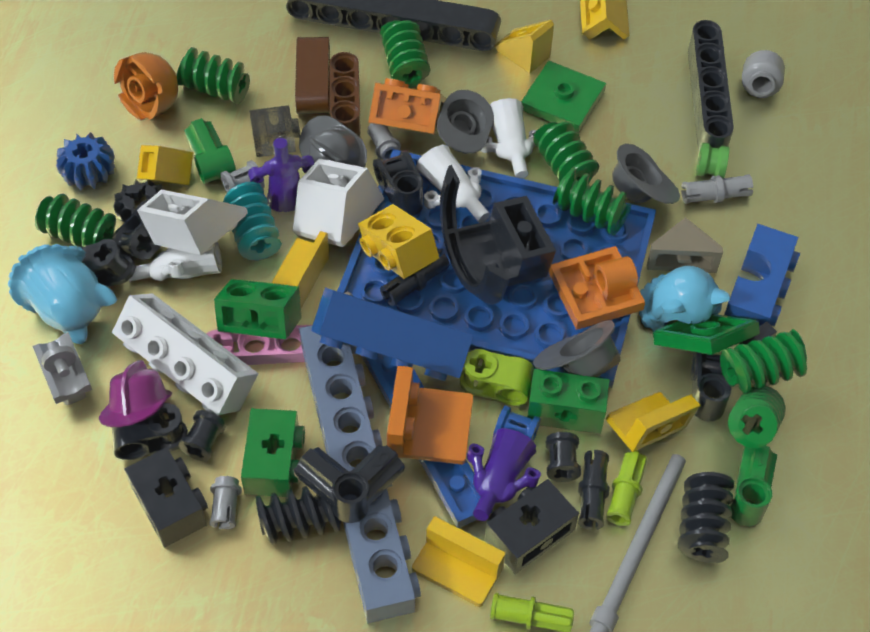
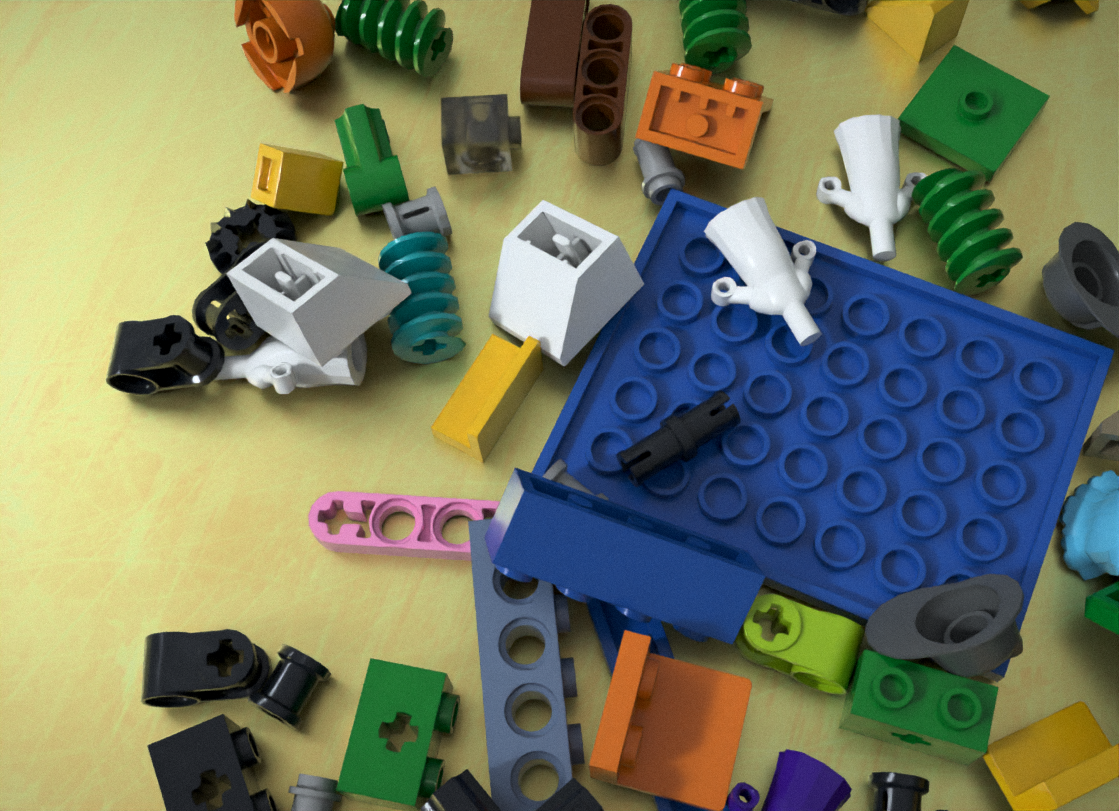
camera: 15 degrees right, 10 degrees up
(59, 288) = (91, 395): medium azure hair -> none
(63, 370) = (79, 537): light grey hips -> none
(73, 221) = (138, 270): green piece -> none
(85, 161) = (172, 160): blue gear -> none
(134, 396) = (184, 614): magenta piece -> none
(184, 354) = (279, 536): white brick -> none
(258, 309) = (408, 467): green brick -> none
(282, 176) = (479, 224): dark purple piece -> none
(331, 140) = (572, 172): dark grey piece -> none
(398, 241) = (656, 375): yellow brick -> none
(401, 182) = (672, 249): black piece -> none
(465, 121) = (799, 152): dark grey piece -> none
(494, 252) = (825, 407): black piece -> none
(518, 422) = (845, 743): blue bush -> none
(591, 202) = (1004, 330): green piece -> none
(597, 287) = (996, 496): orange plate -> none

